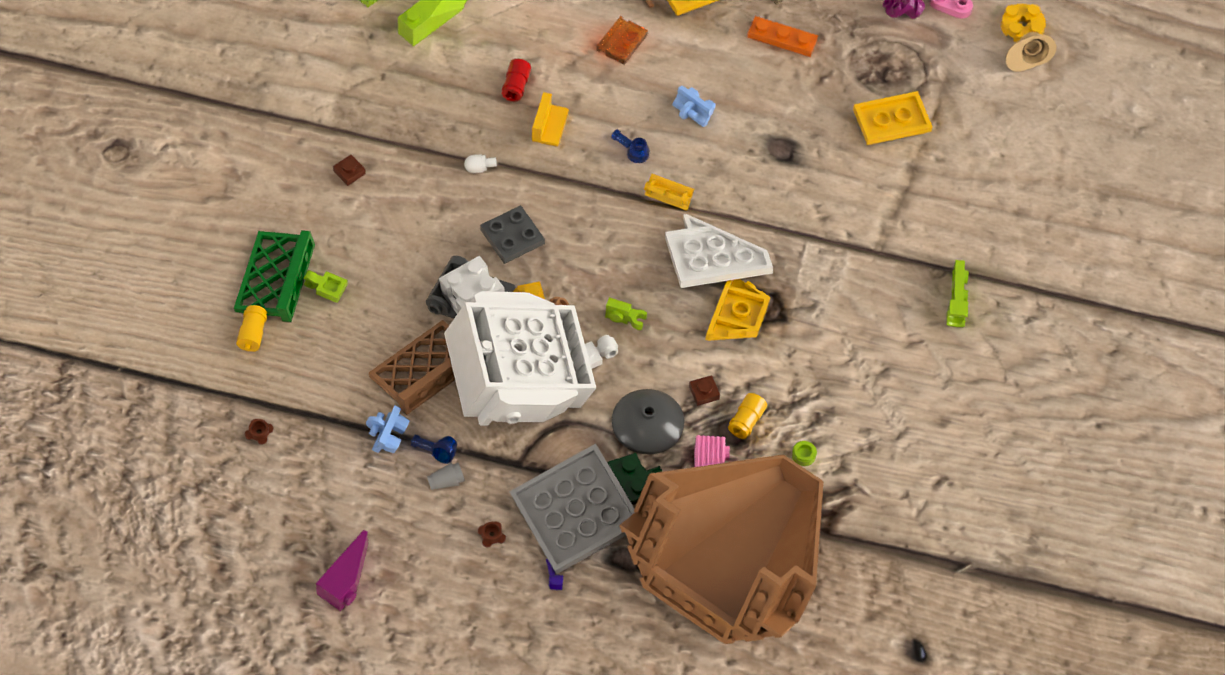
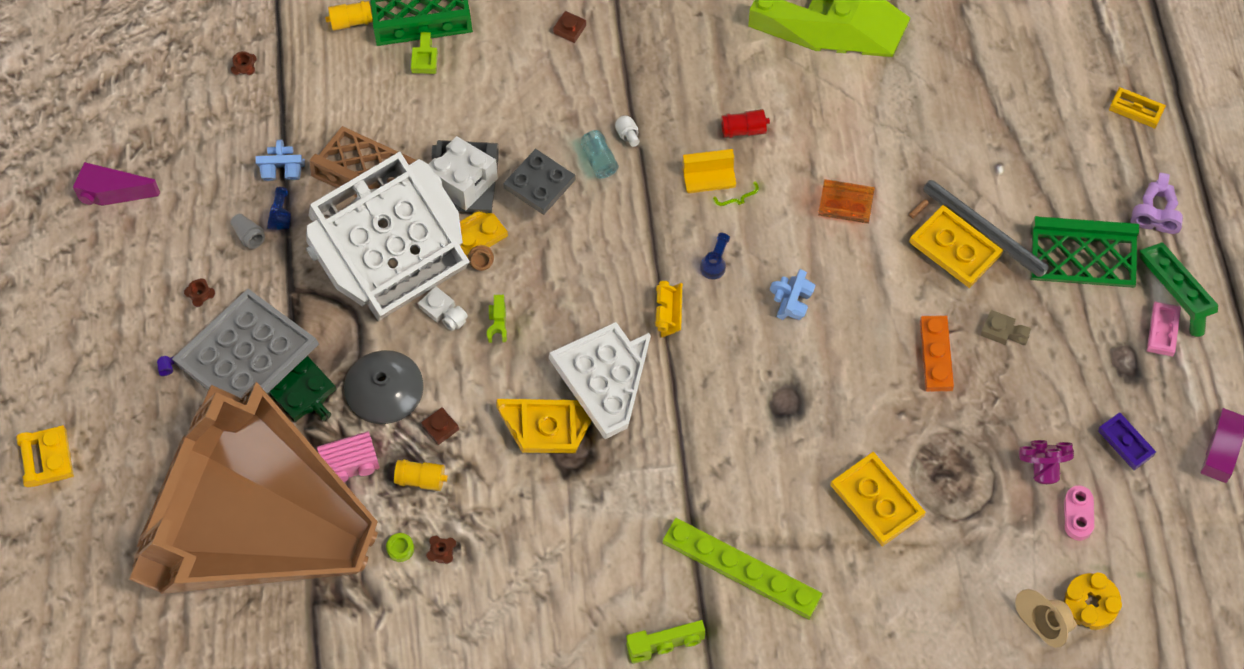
camera: 75 degrees right, 5 degrees up
(502, 190) = (599, 154): none -> clear light blue piece
(582, 114) = (737, 200): none -> clear neon green piece
(815, 427) = (446, 555): none -> copper plate
(913, 227) = (742, 568): none -> lime plate

